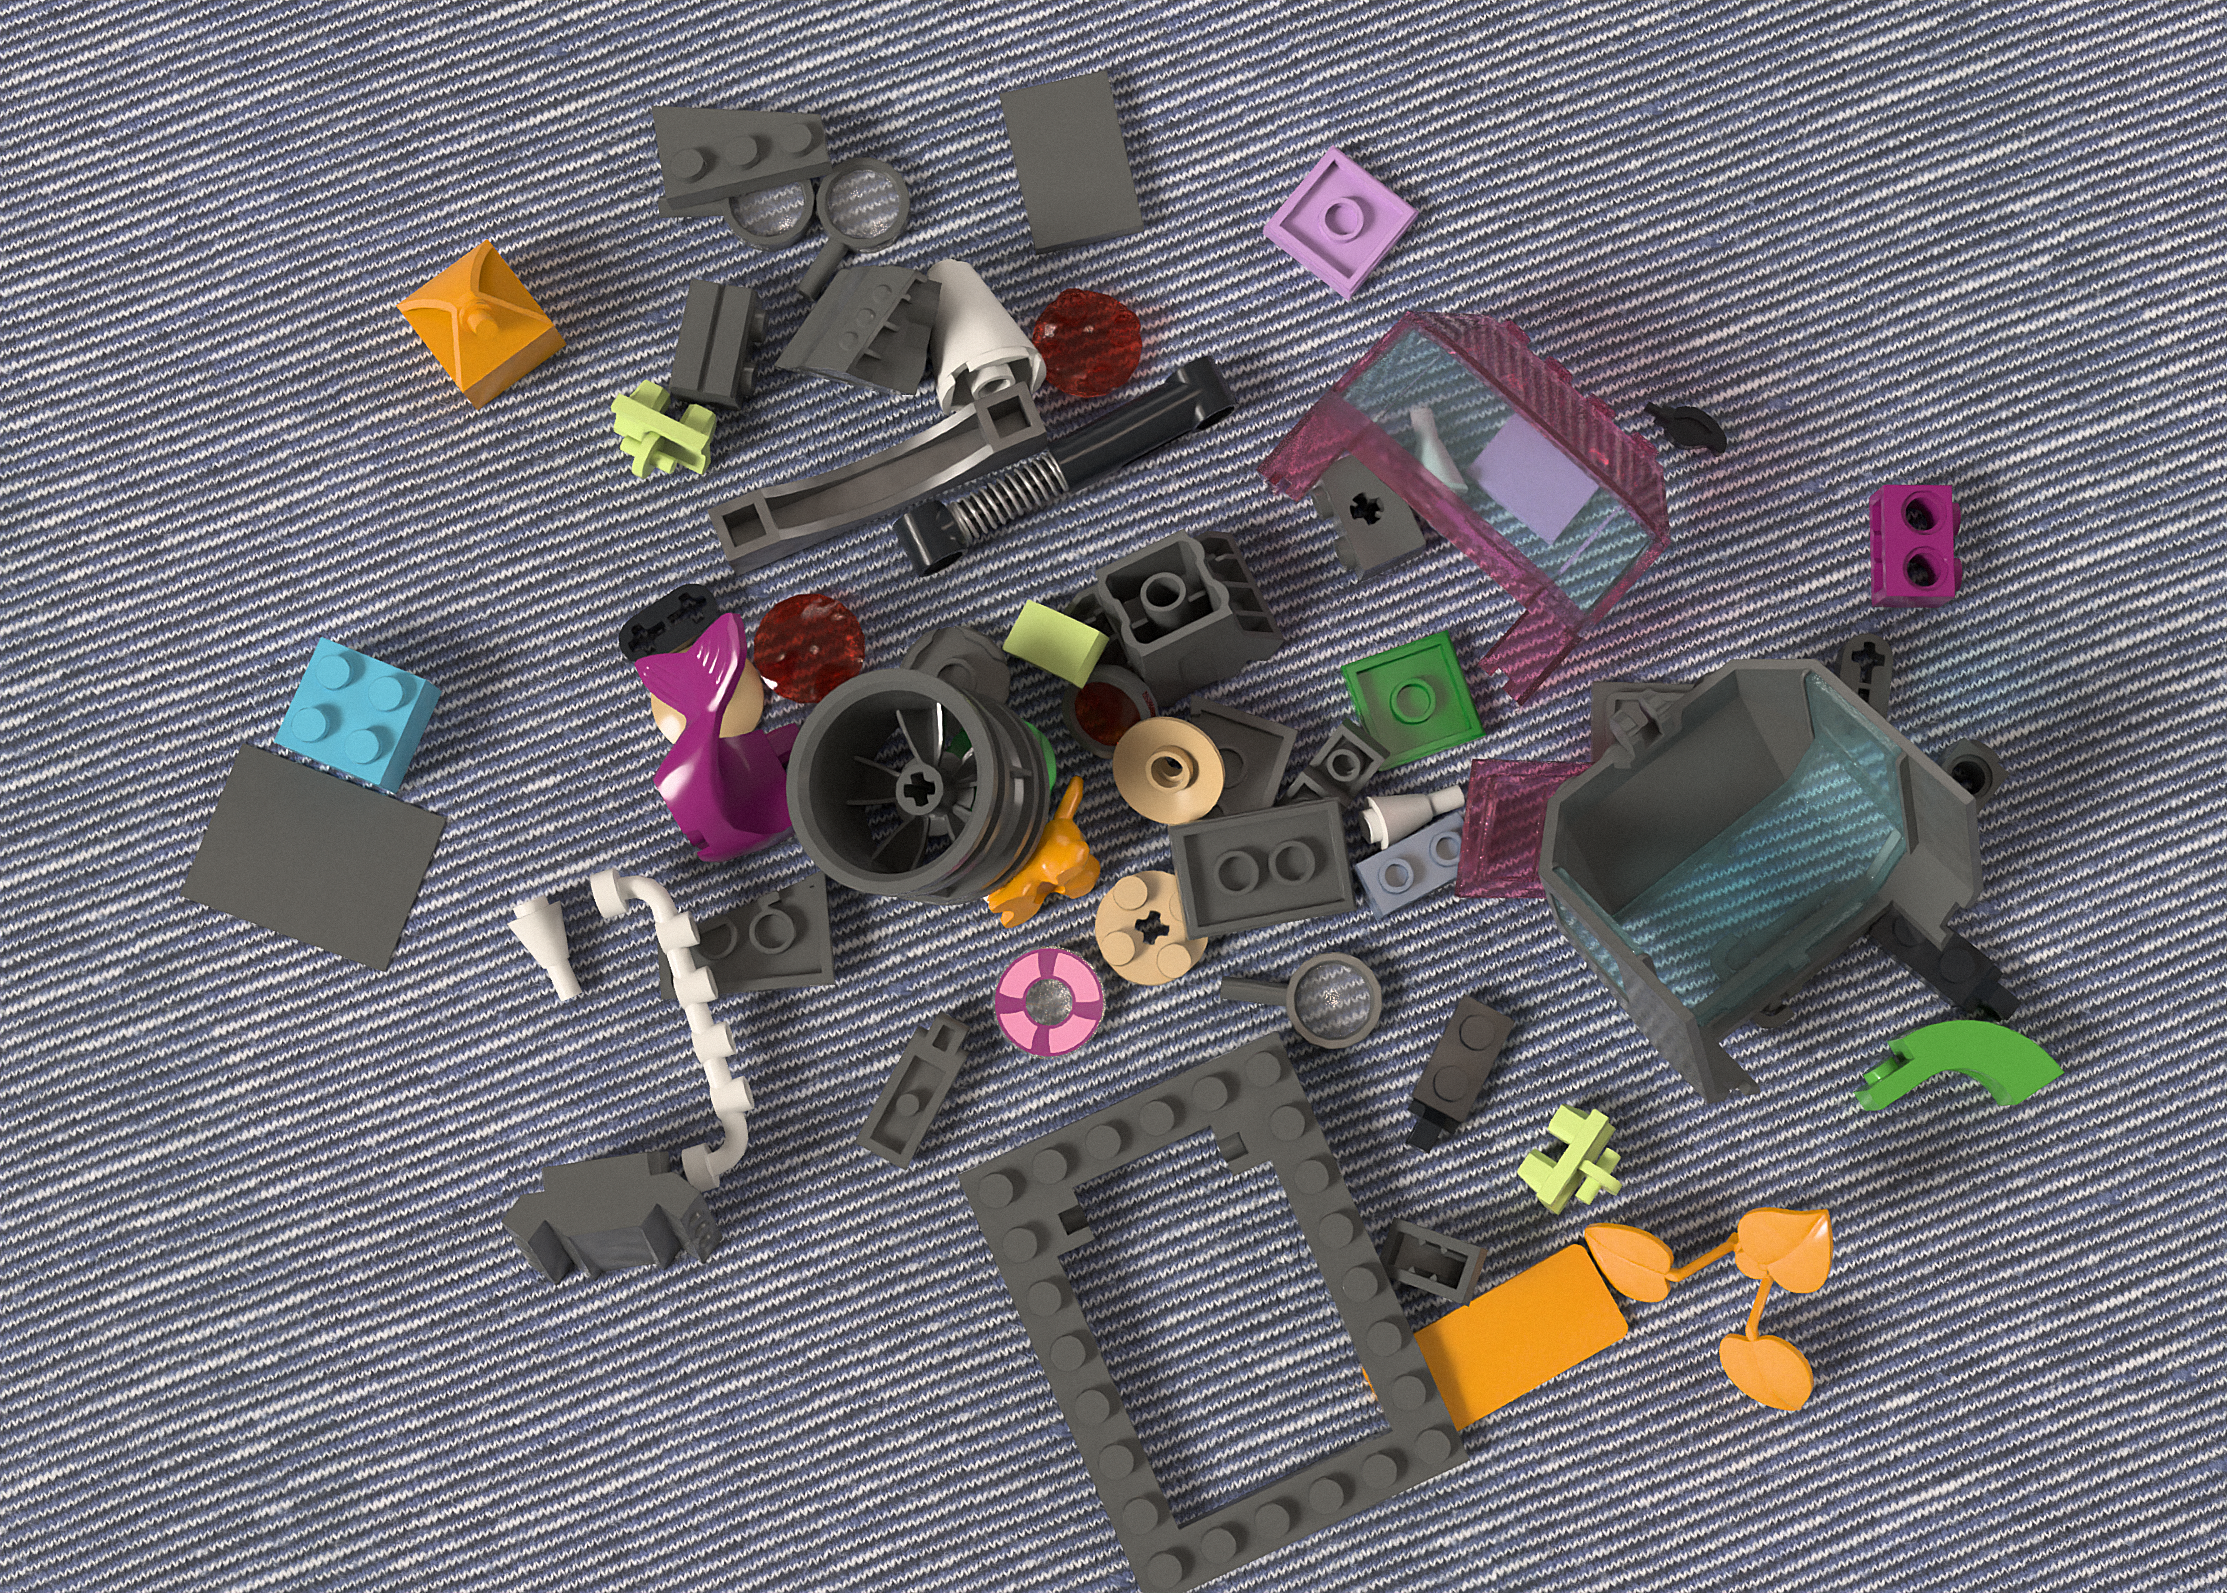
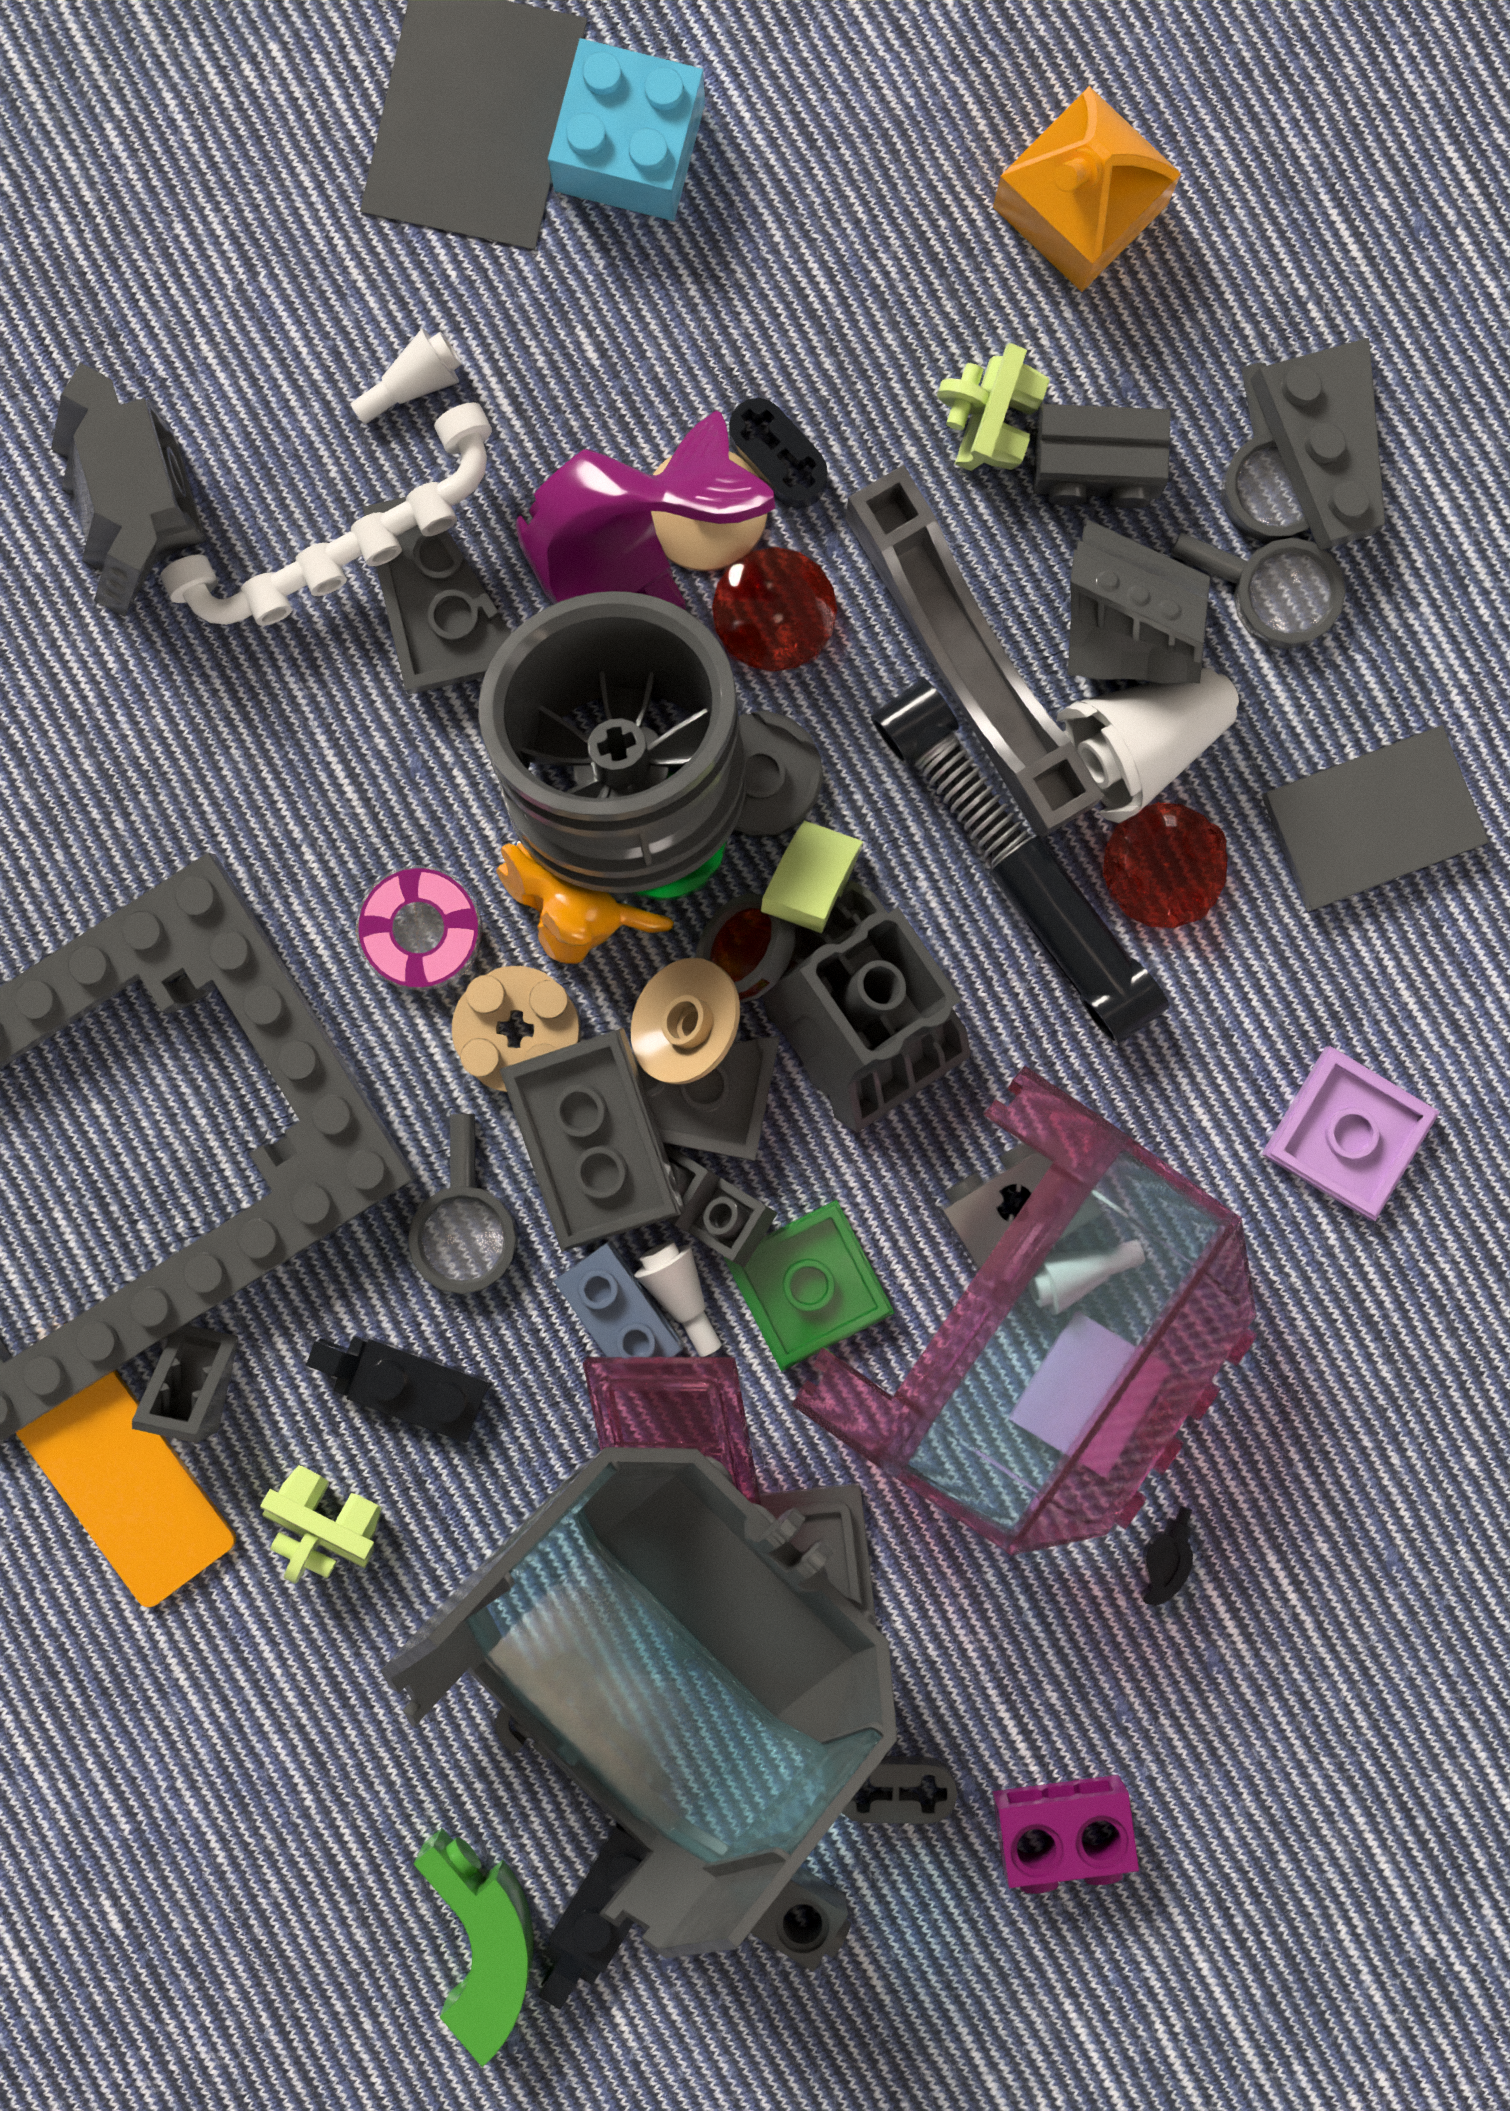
camera: 85 degrees right, 5 degrees up
(915, 1091) = (301, 796): dark grey hinge -> none
(1769, 1246) = (244, 1752): light orange plant -> none

